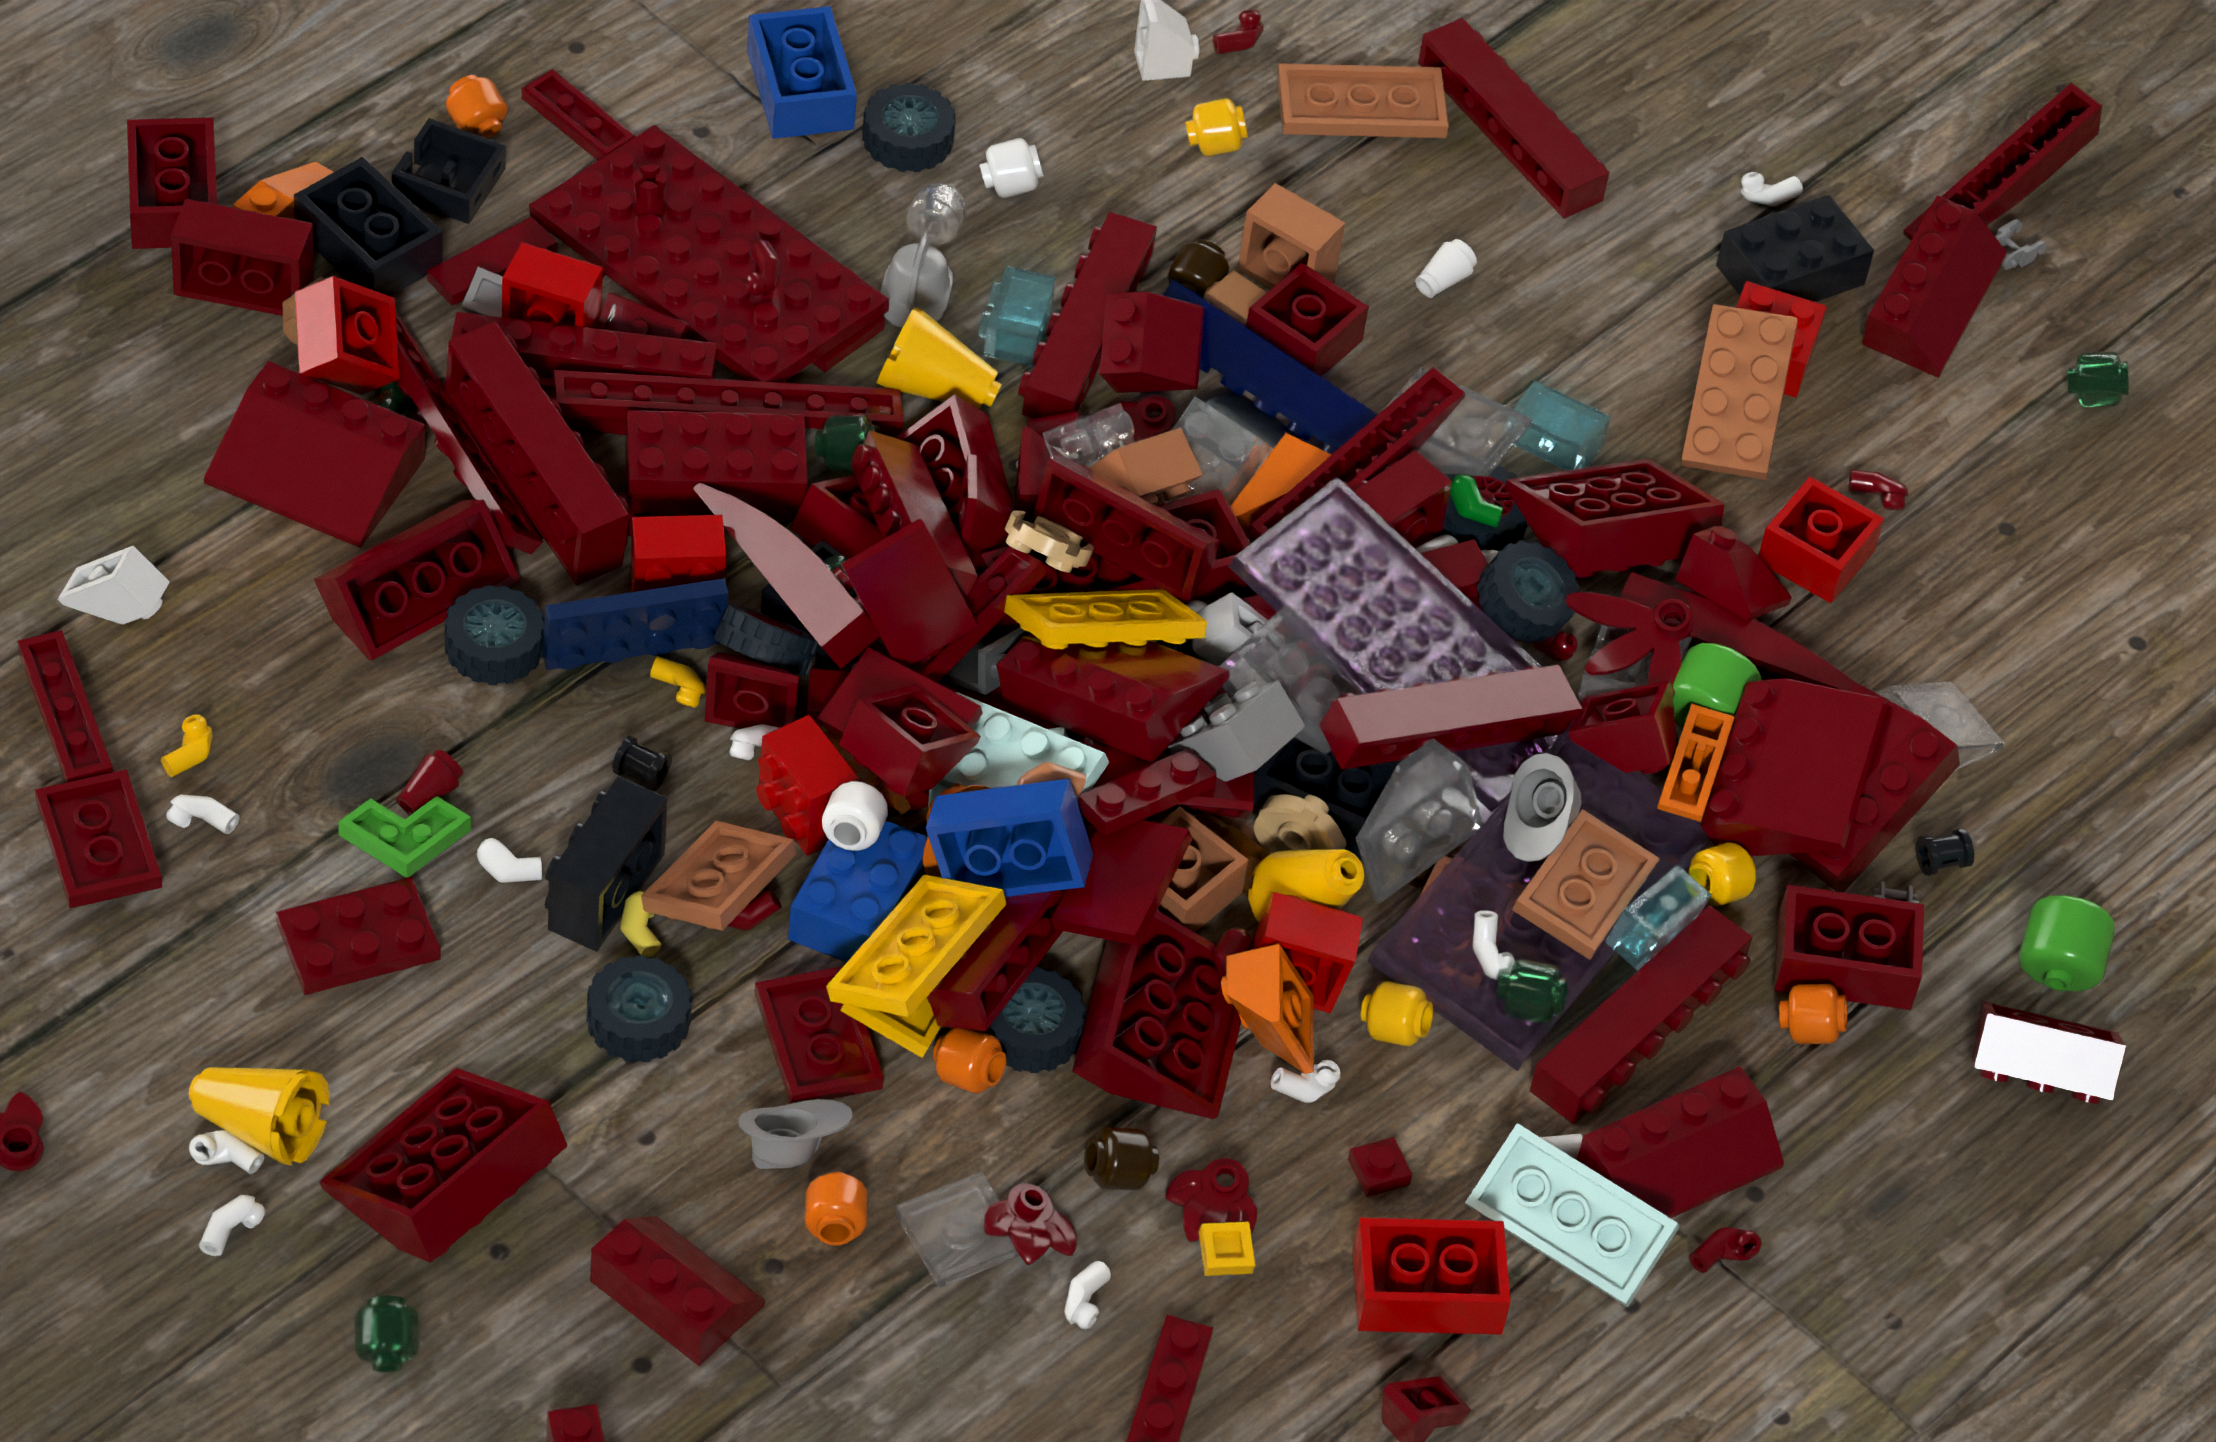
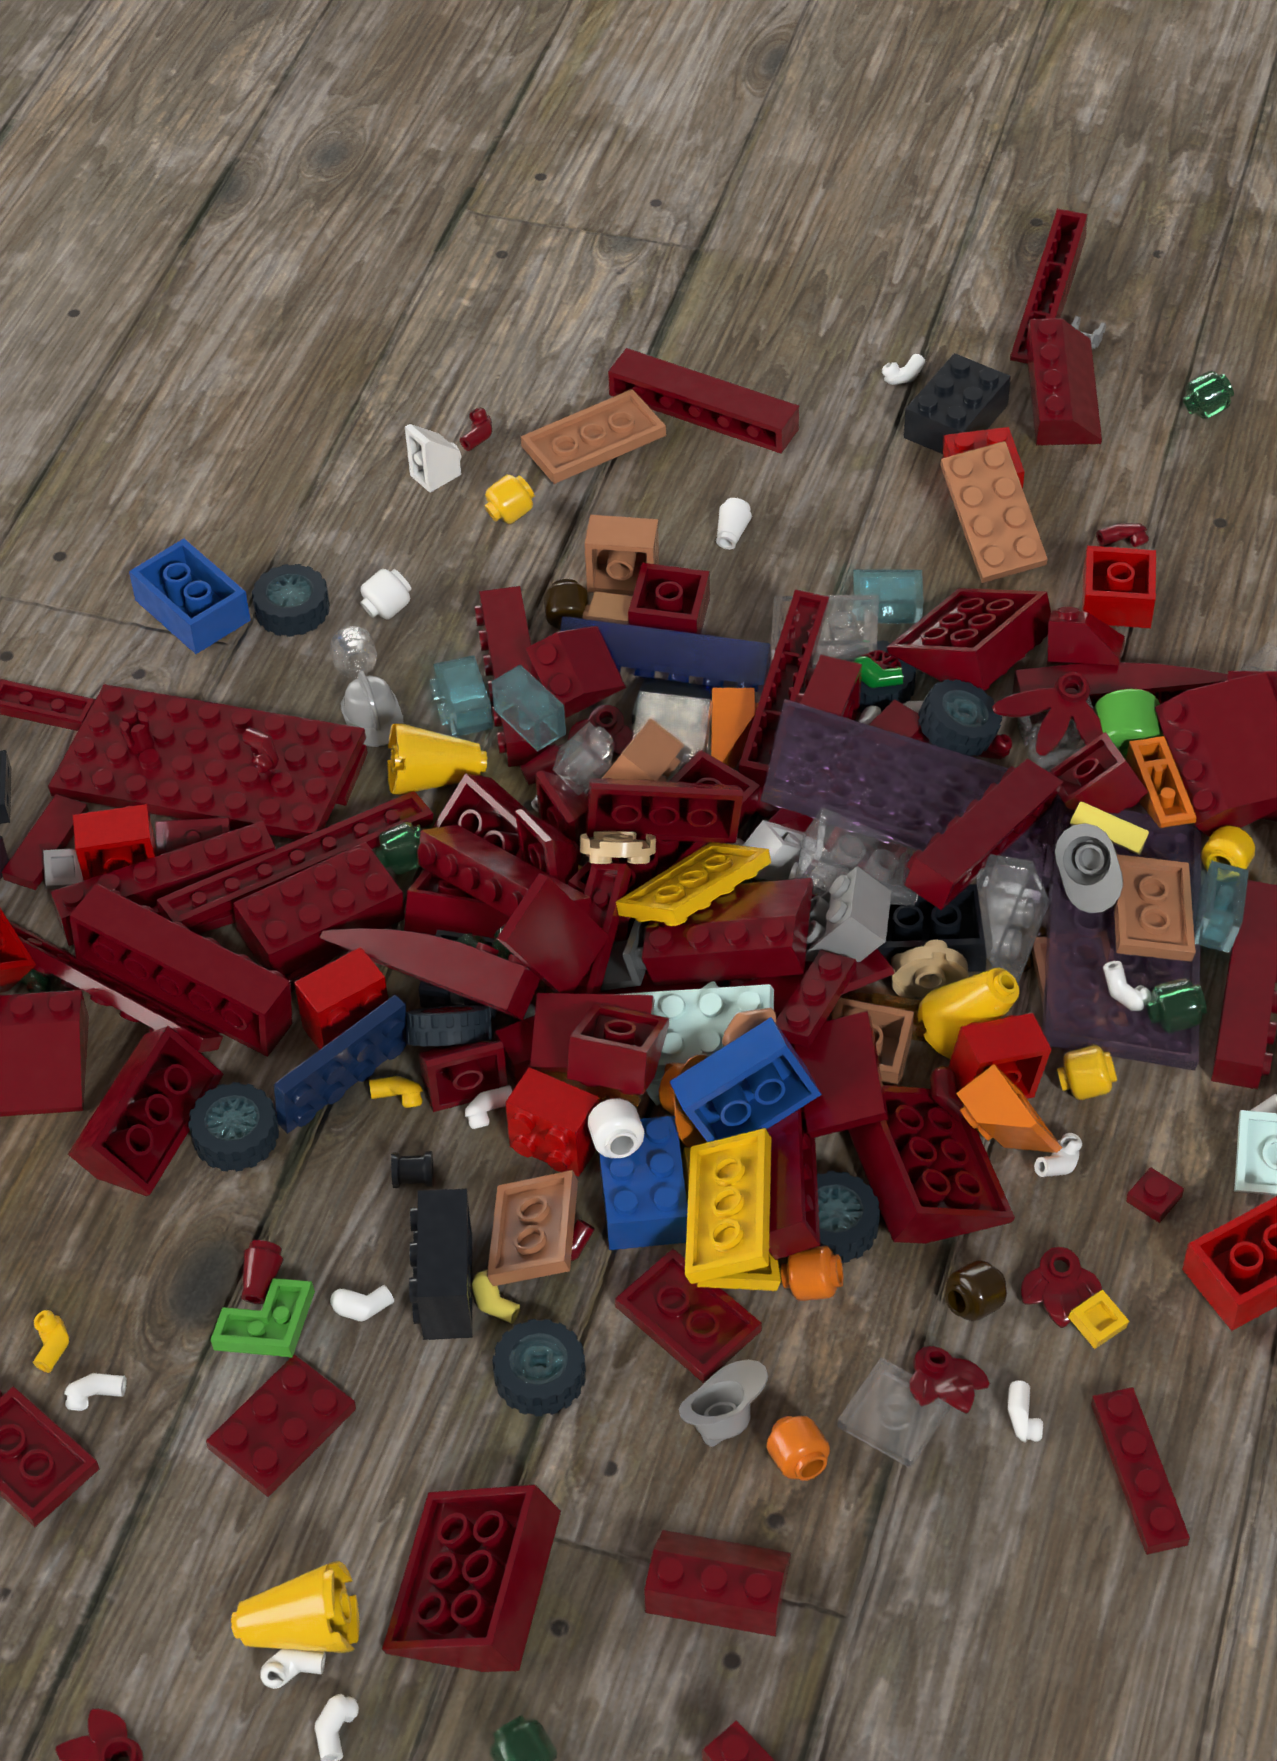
camera: 20 degrees left, 0 degrees up
(1067, 358) = (528, 707): none -> clear light blue brick
(1595, 780) = (1118, 830): none -> light yellow slope

